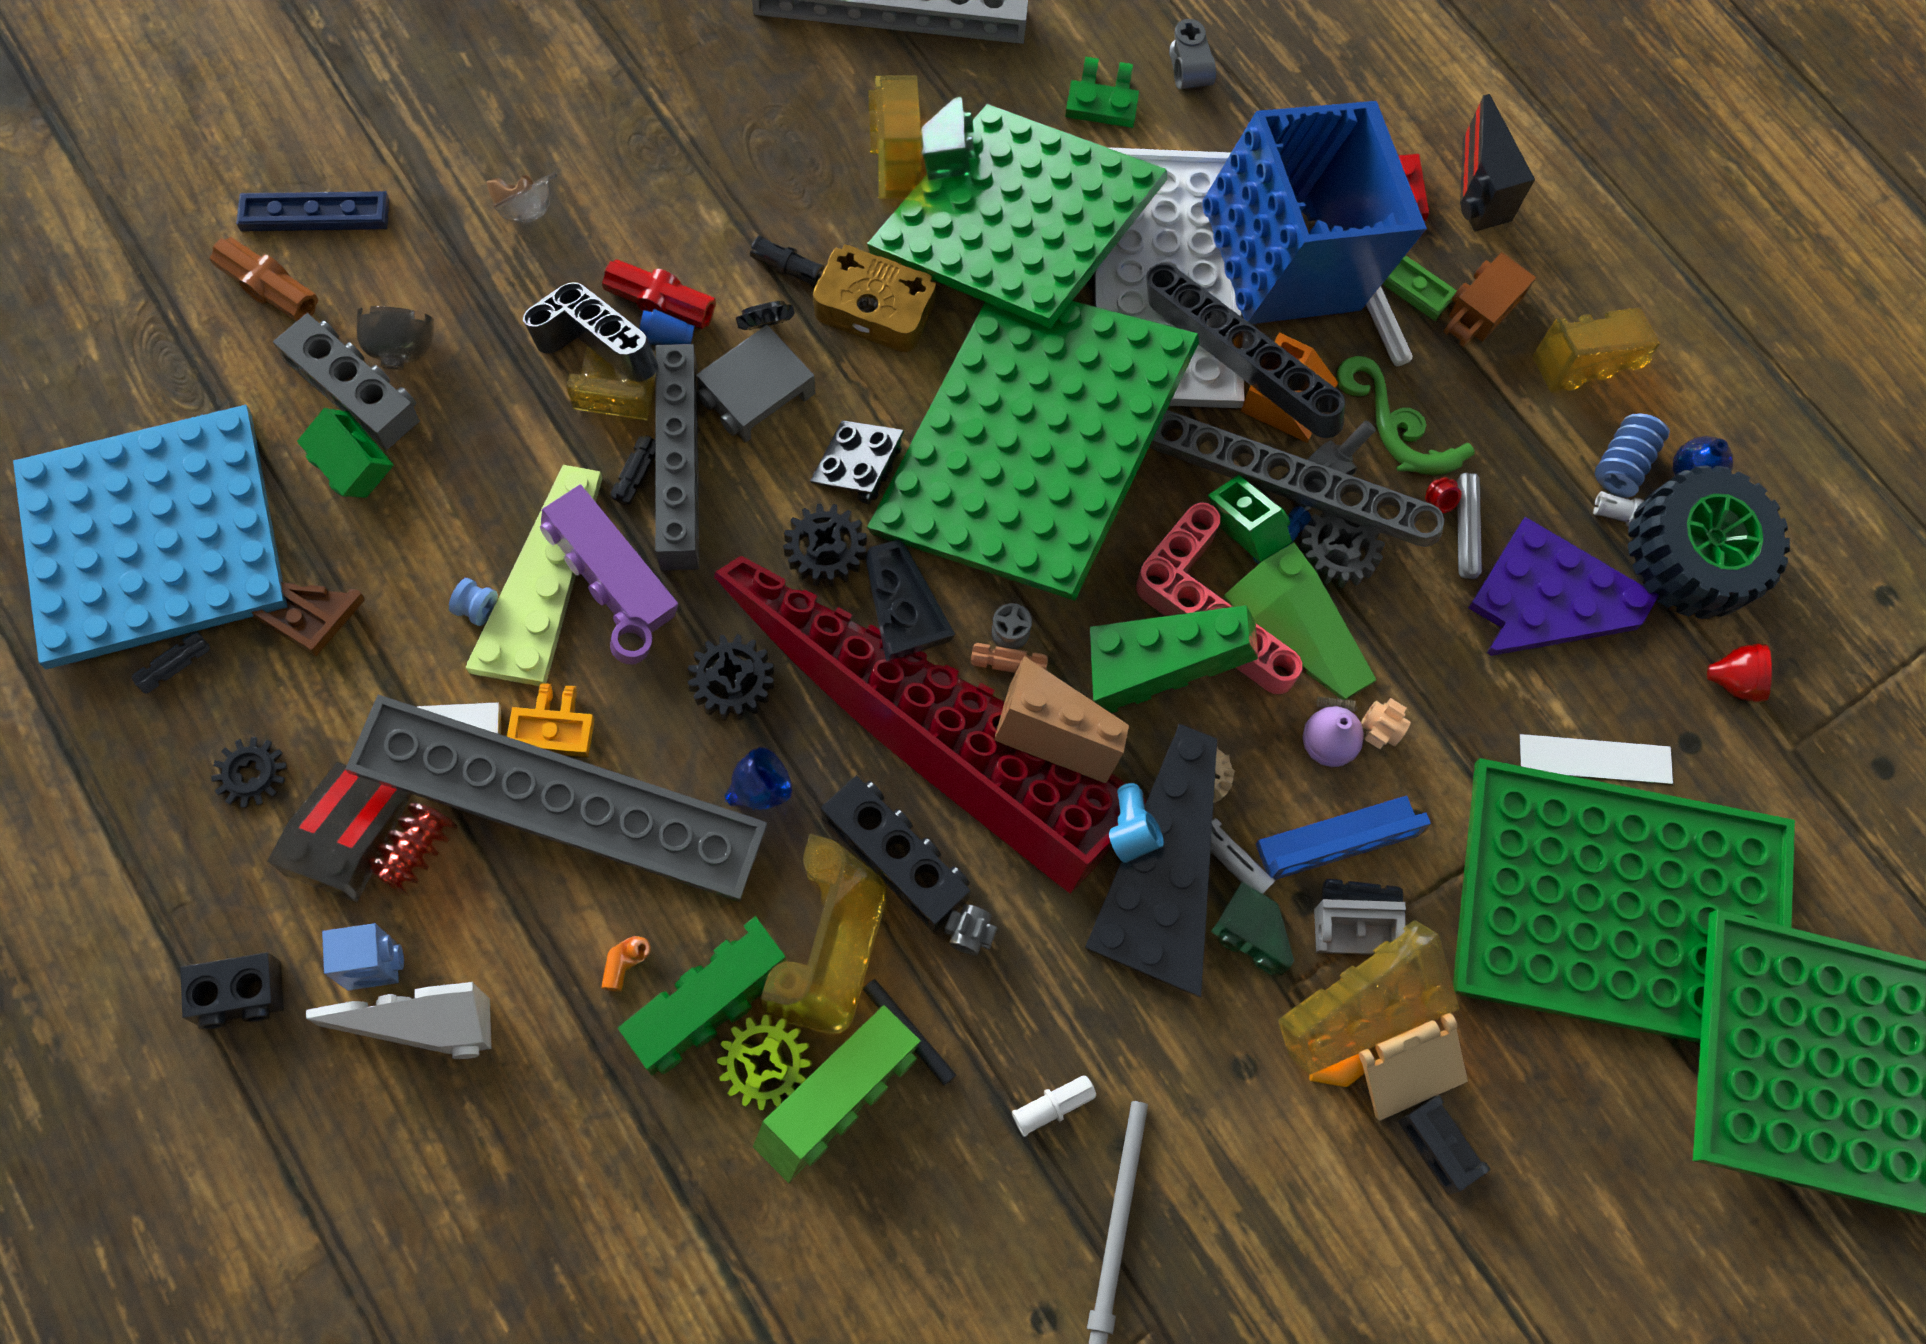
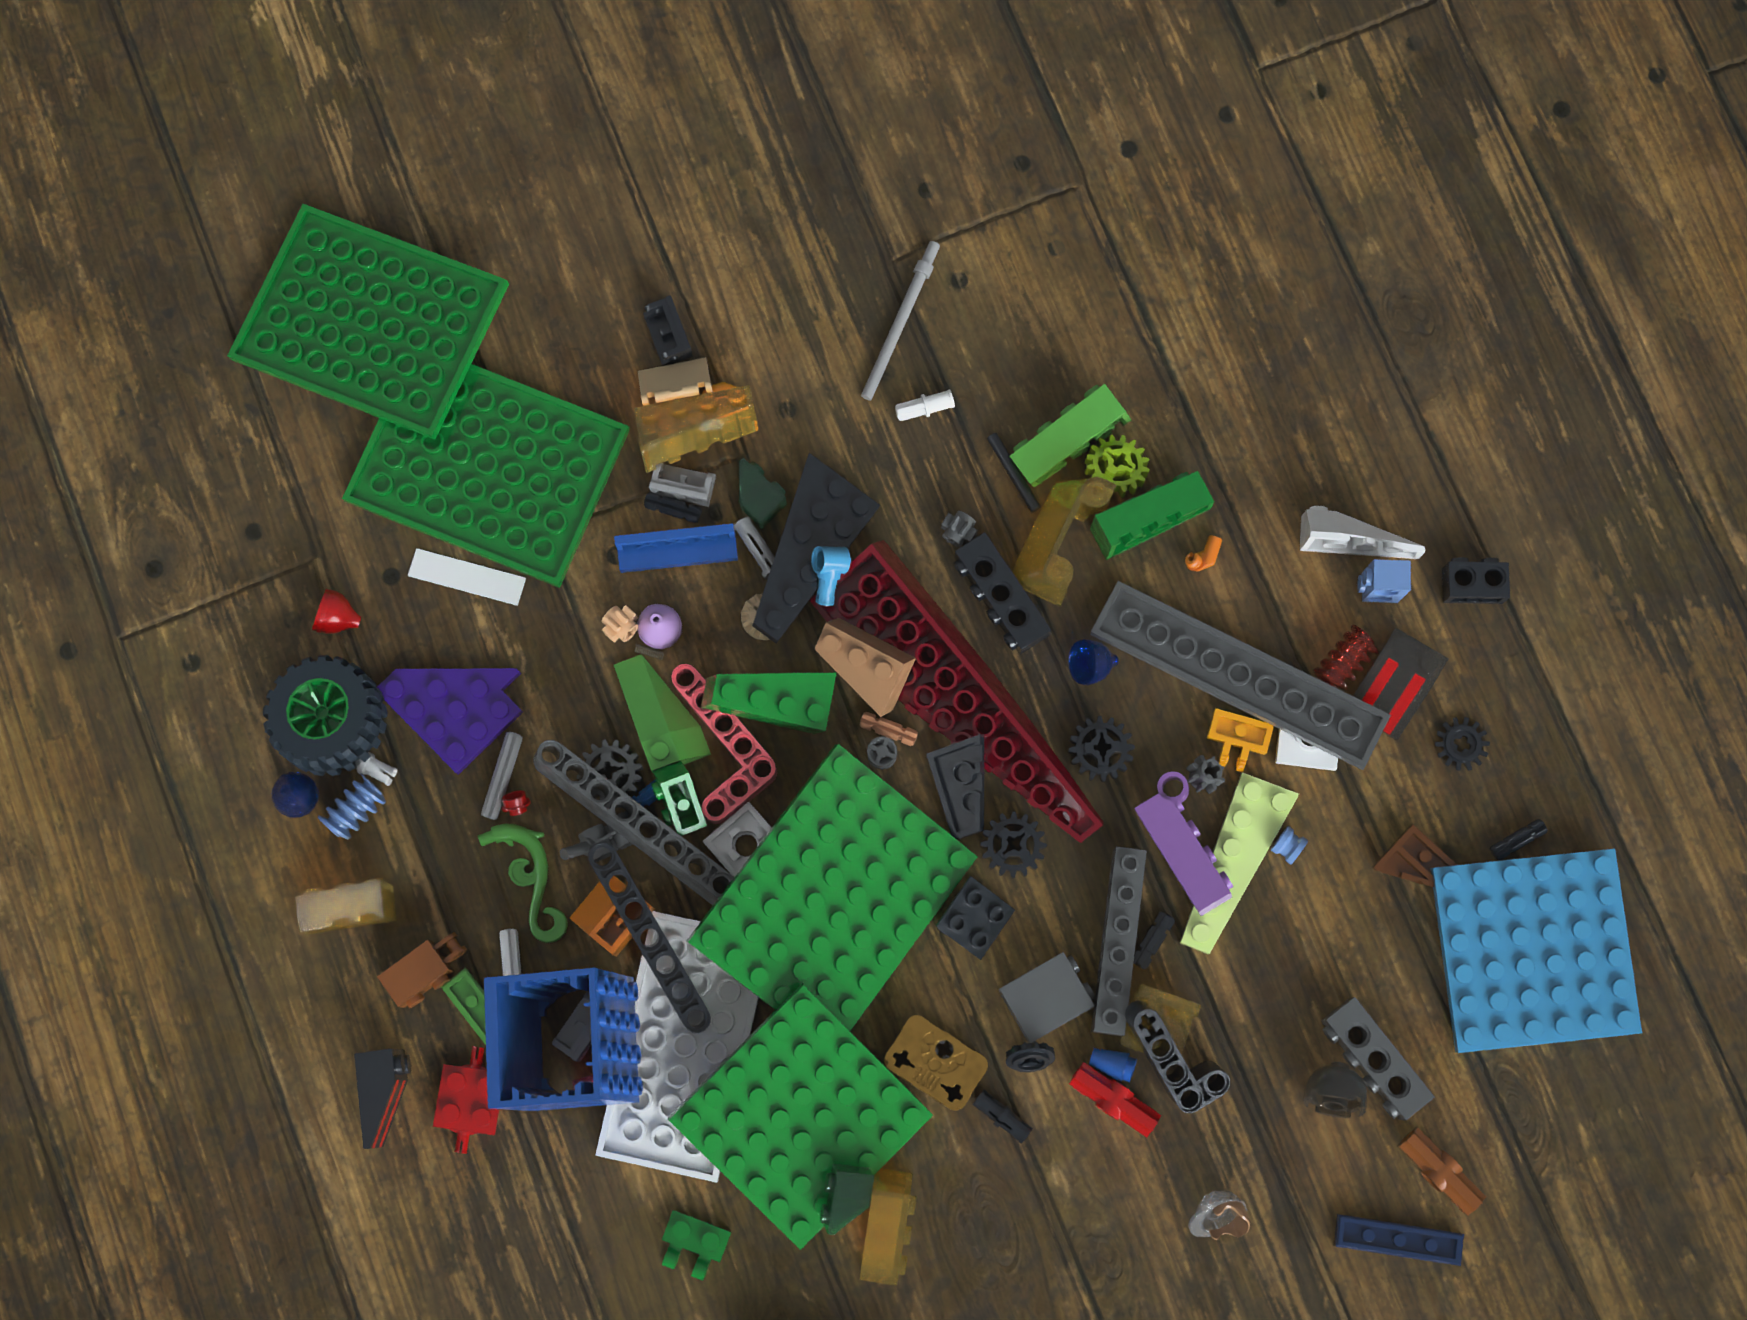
camera: 160 degrees left, 10 degrees up
(344, 453) = (1382, 985): green brick -> none
(581, 665) = (1205, 774): none -> dark grey gear
(1174, 483) = (723, 840): none -> white piece
(1192, 56) = (606, 1260): dark grey piece -> none

